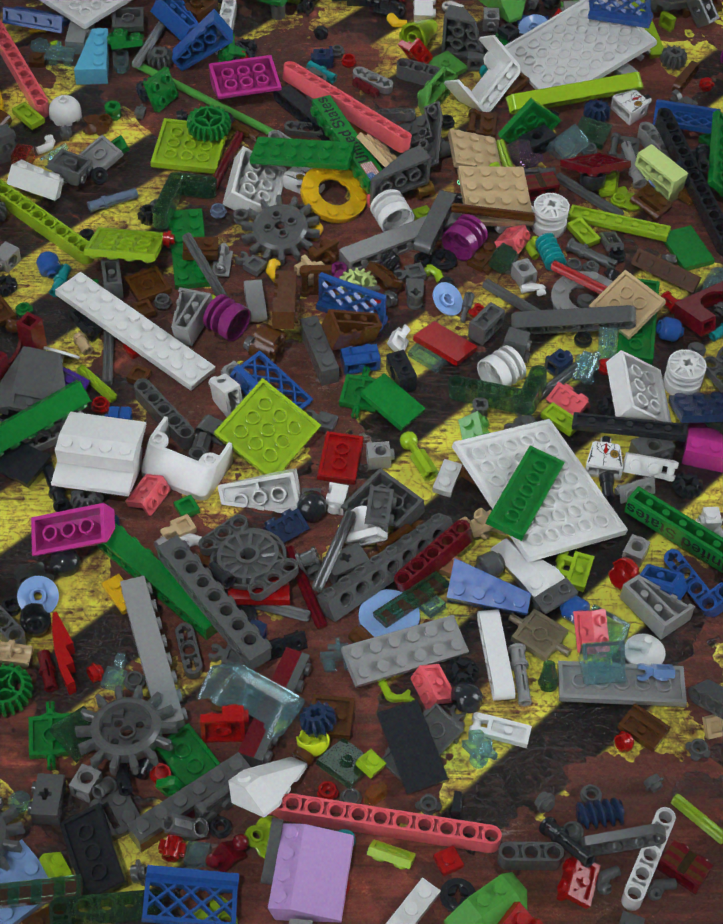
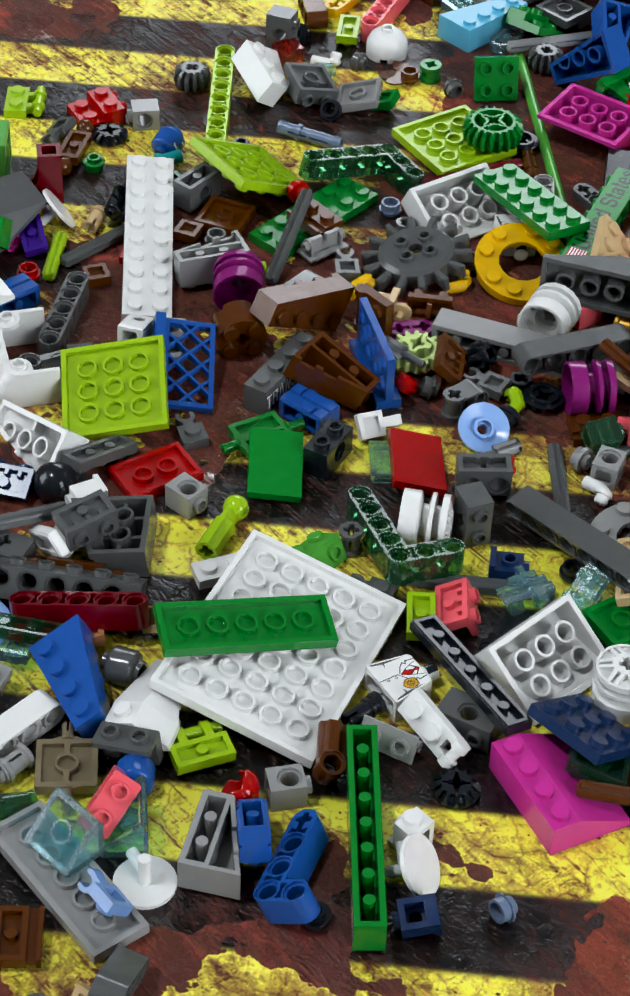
camera: 50 degrees right, 10 degrees down
(308, 470) = (99, 452): none -> dark grey plate
(507, 278) = (582, 459): none -> light grey plate
(635, 522) = (330, 751): none -> reddish brown piece

